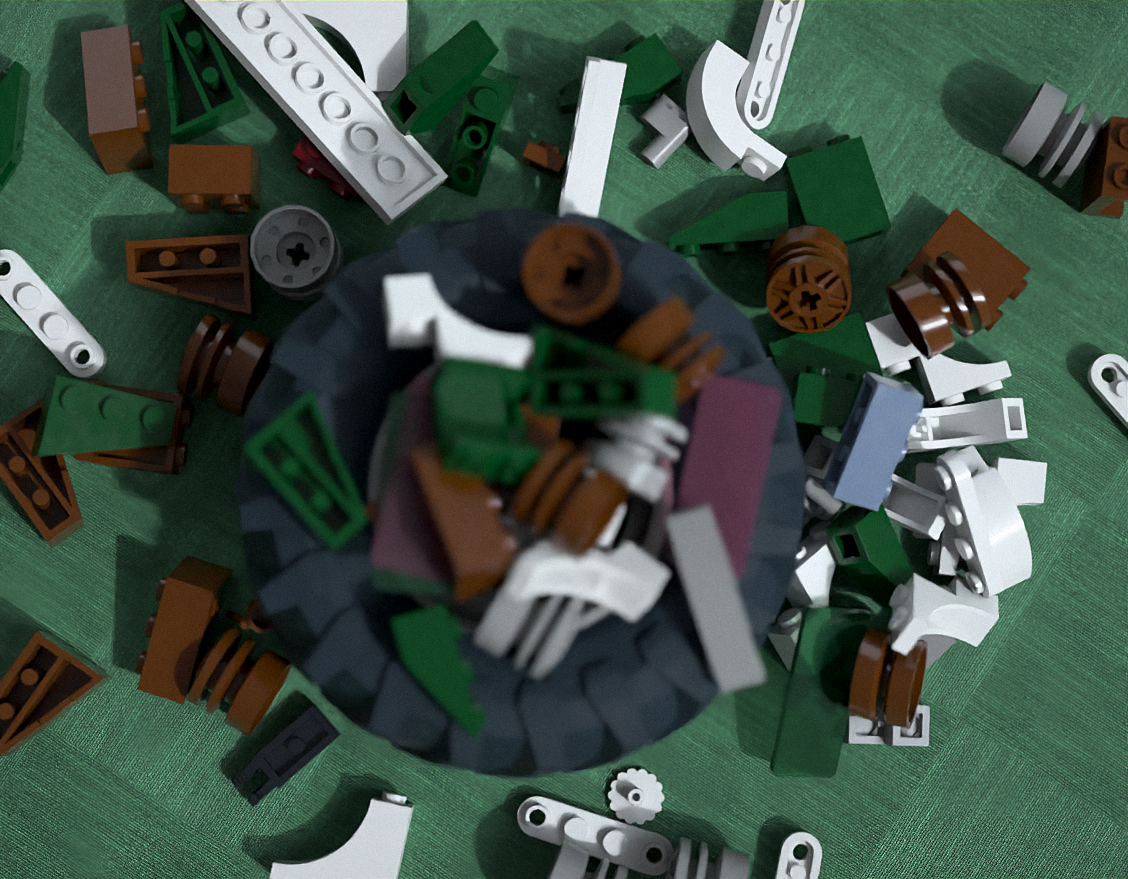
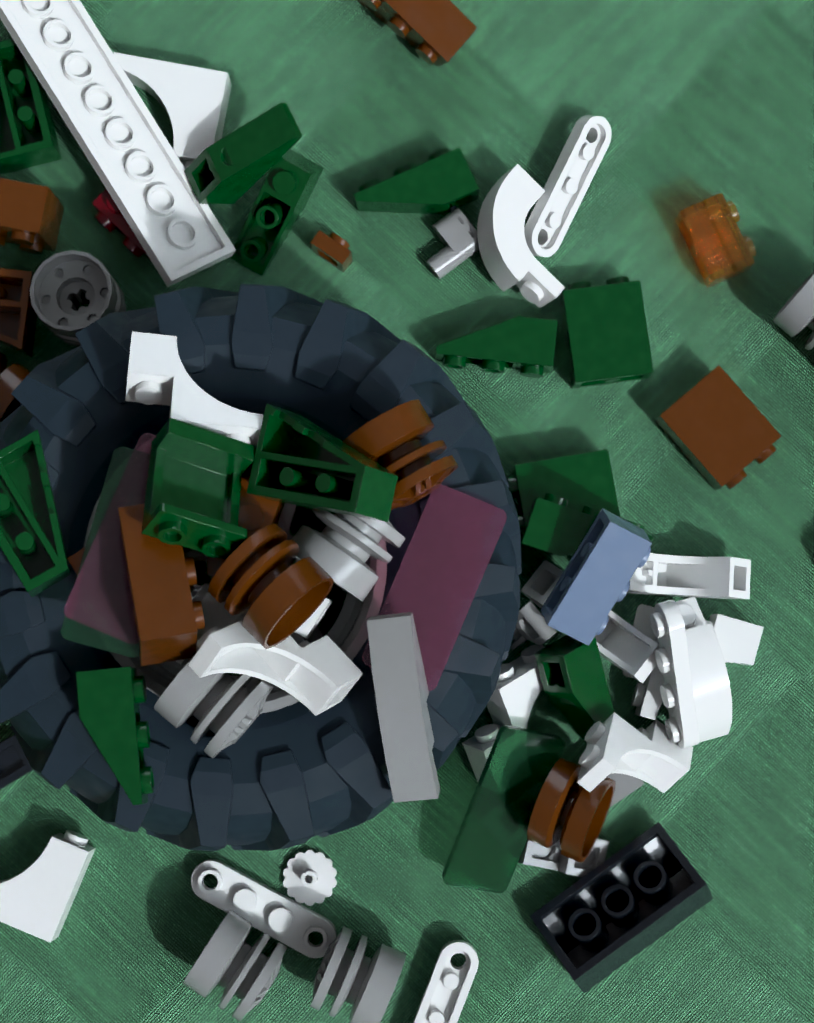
camera: 15 degrees right, 0 degrees up
(577, 250) = (293, 357): reddish brown wheel -> none
(591, 136) = (380, 235): white fence -> none
(808, 279) = (563, 409): reddish brown wheel -> none
(930, 81) = (716, 240): none -> clear orange brick
(941, 377) = (676, 526): white arch -> none
(946, 300) = (692, 452): reddish brown wheel -> none
(955, 768) = (621, 907): none -> black slope

